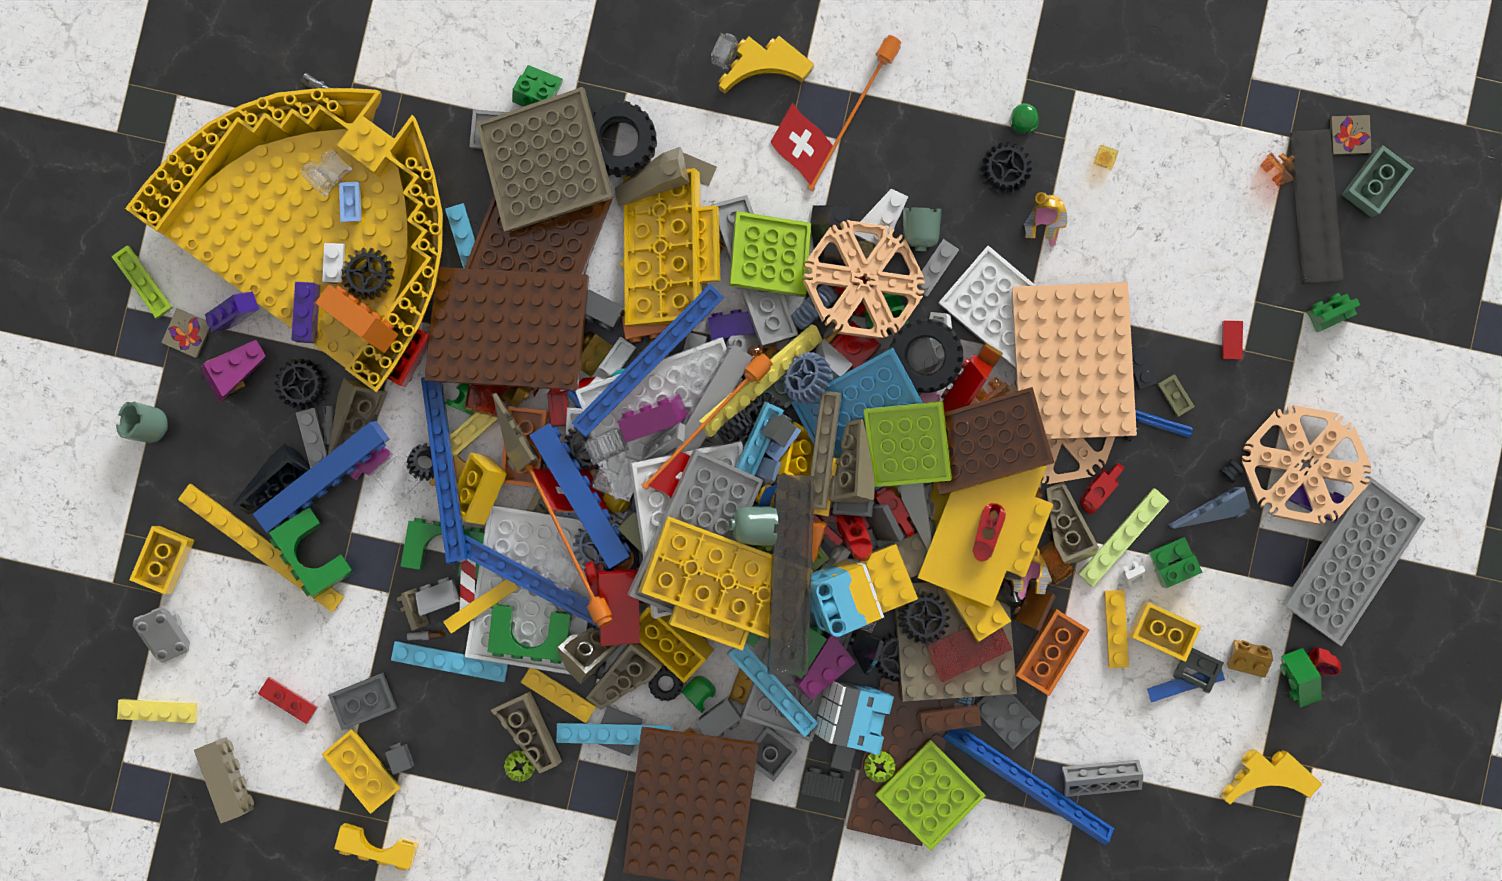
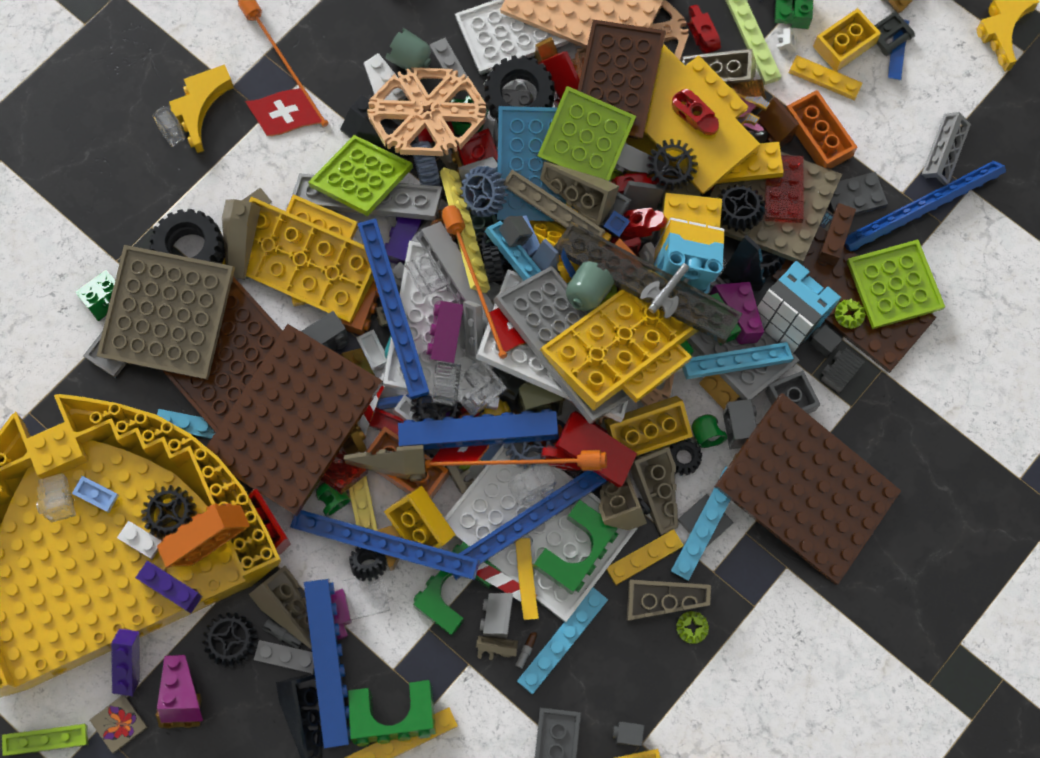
camera: 65 degrees left, 15 degrees down
(777, 597) = (661, 298): none -> light grey piece
(839, 515) = (616, 223): none -> blue plate
(918, 551) = (666, 158): none -> black gear

